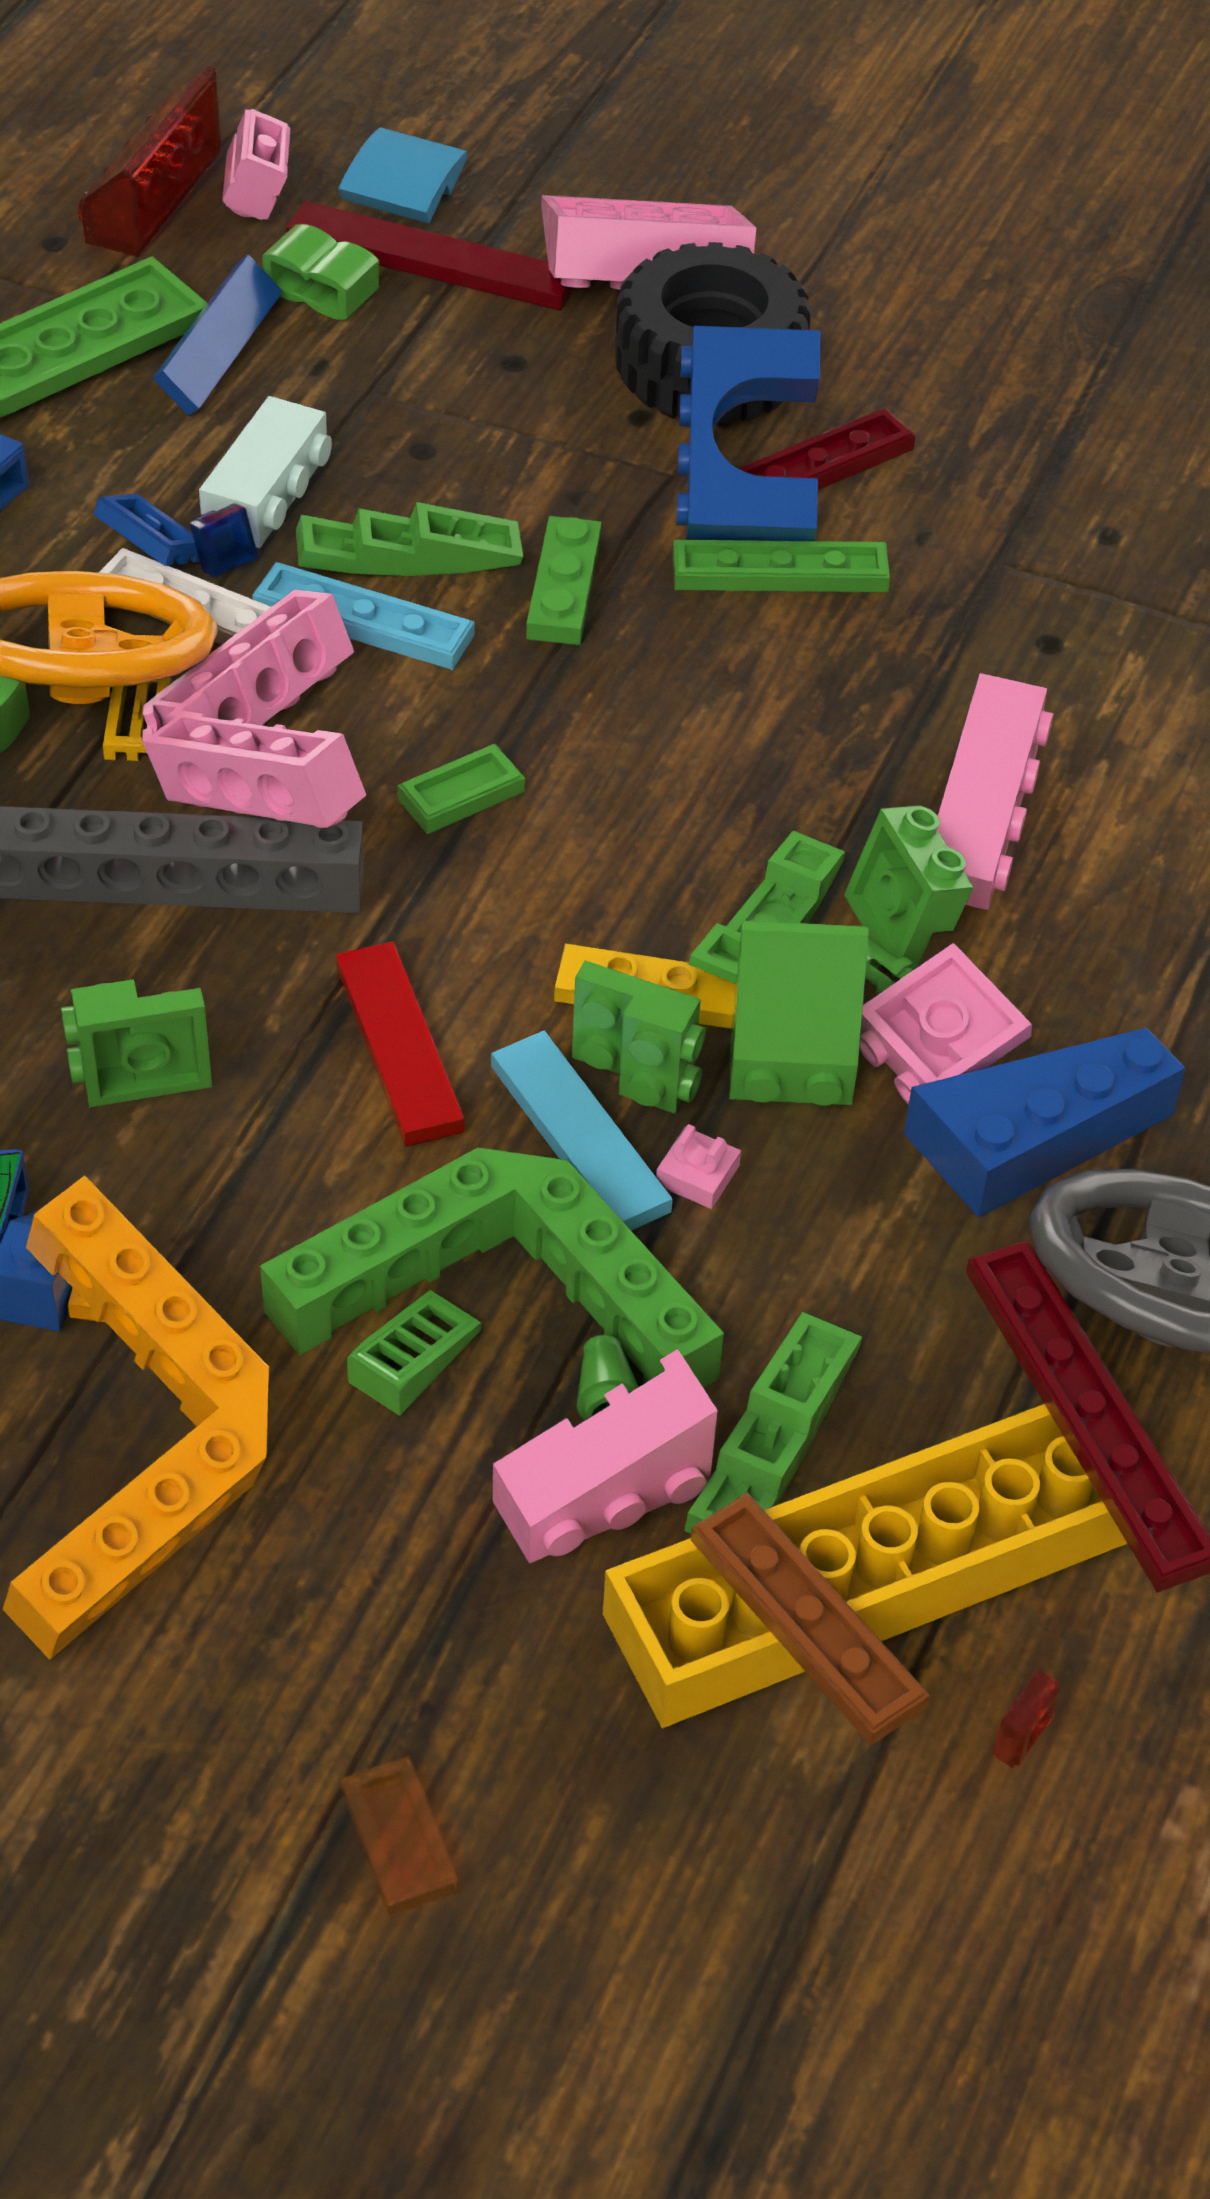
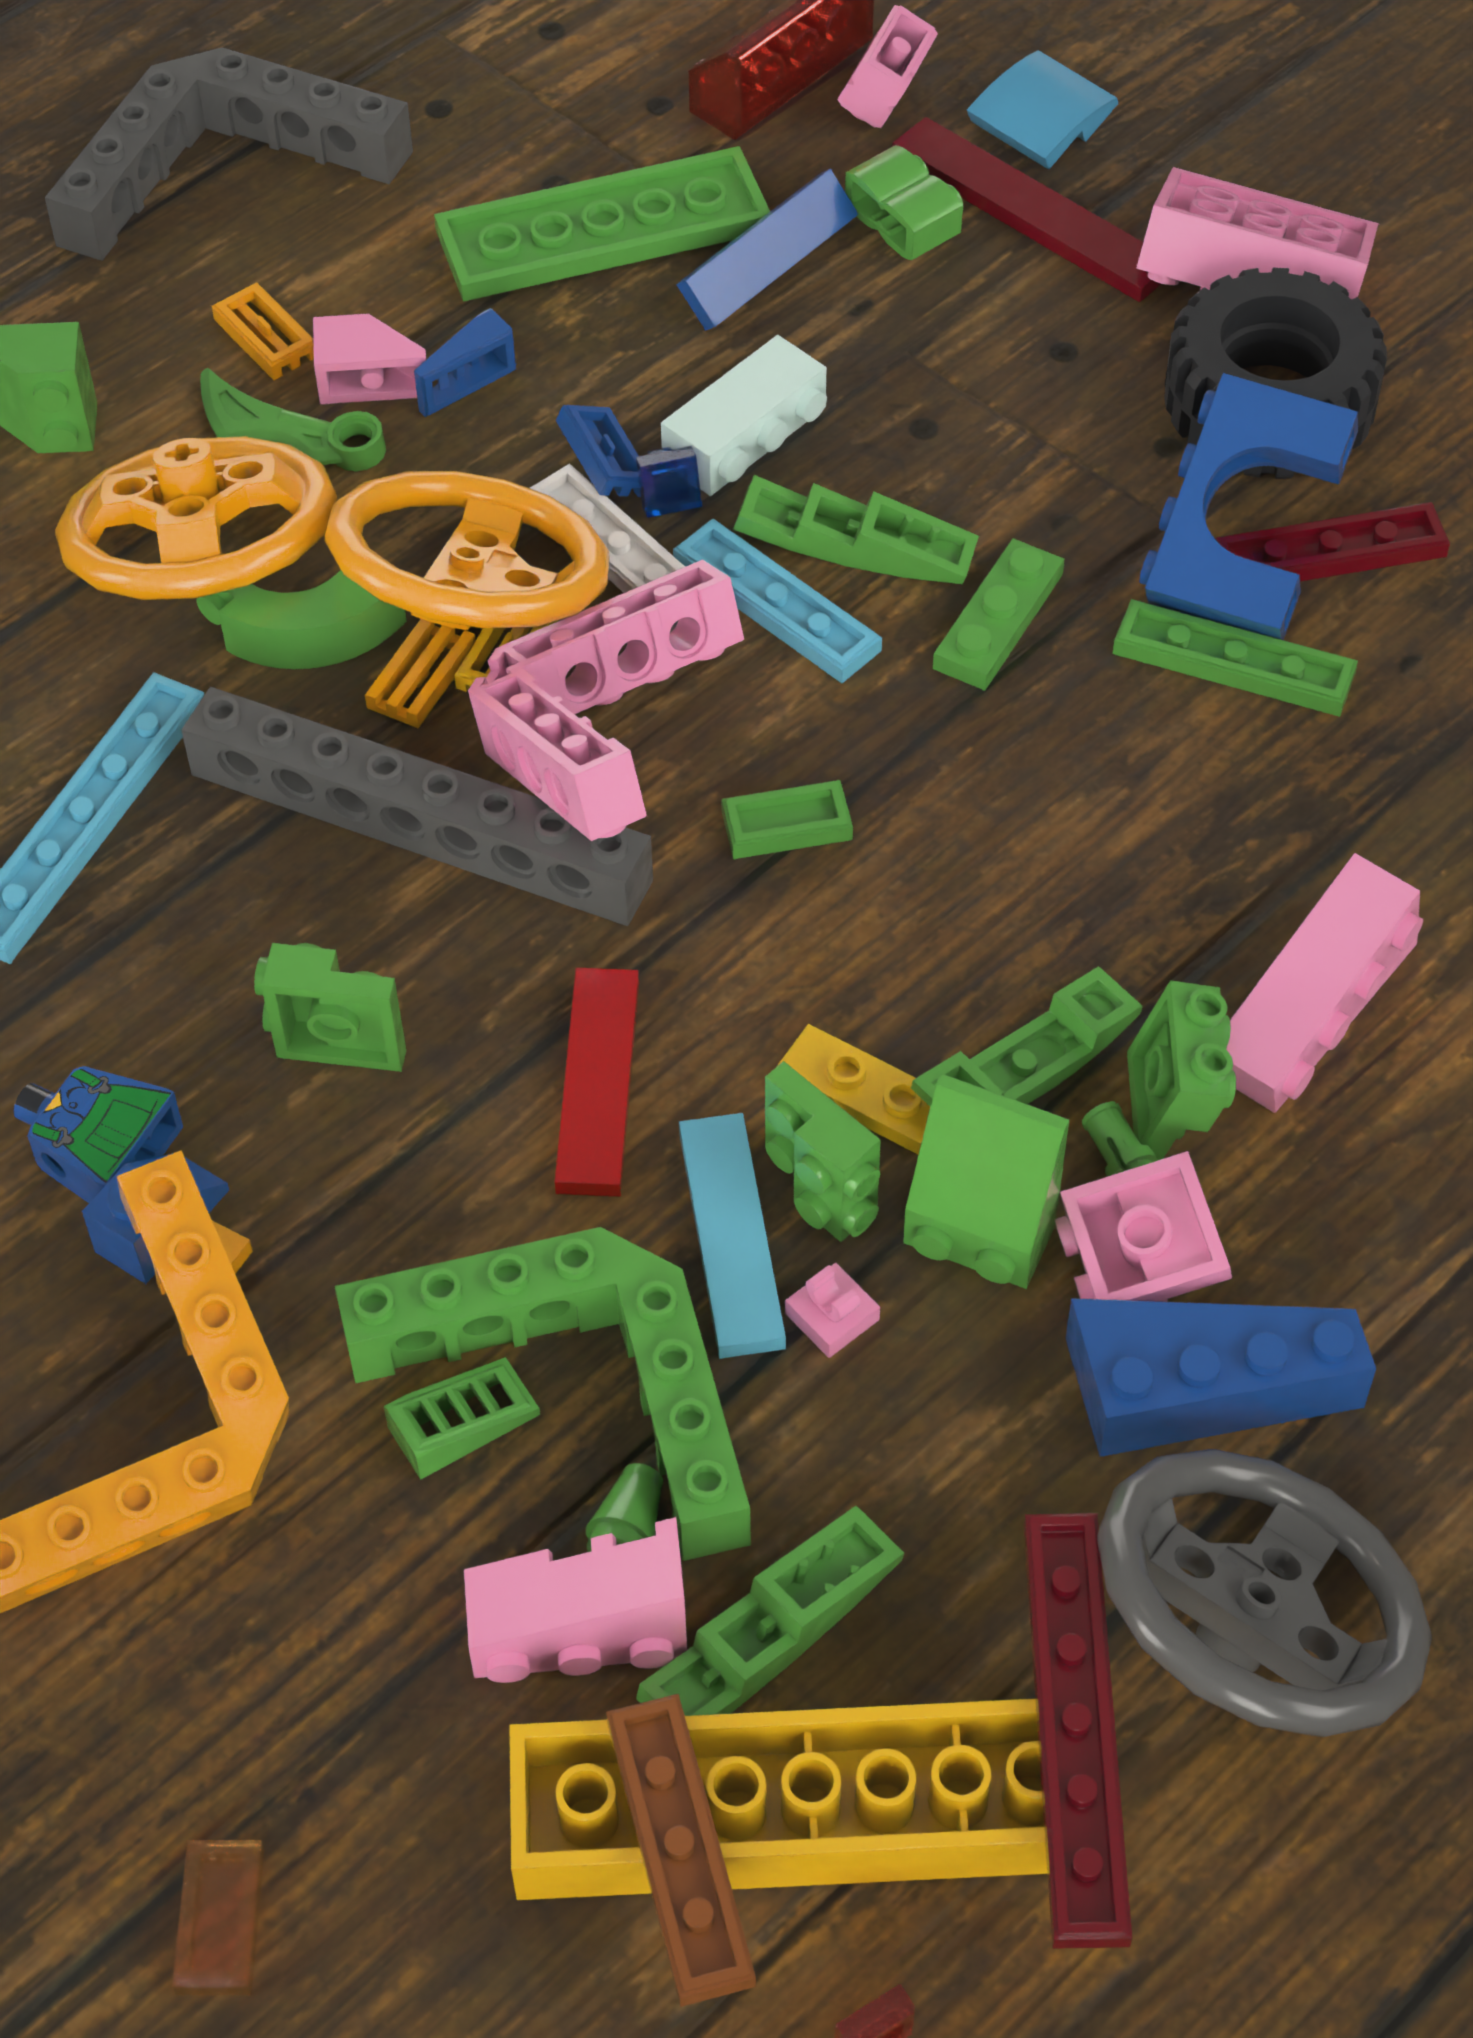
camera: 25 degrees right, 5 degrees up
(73, 721) = (411, 668): none -> light orange tile

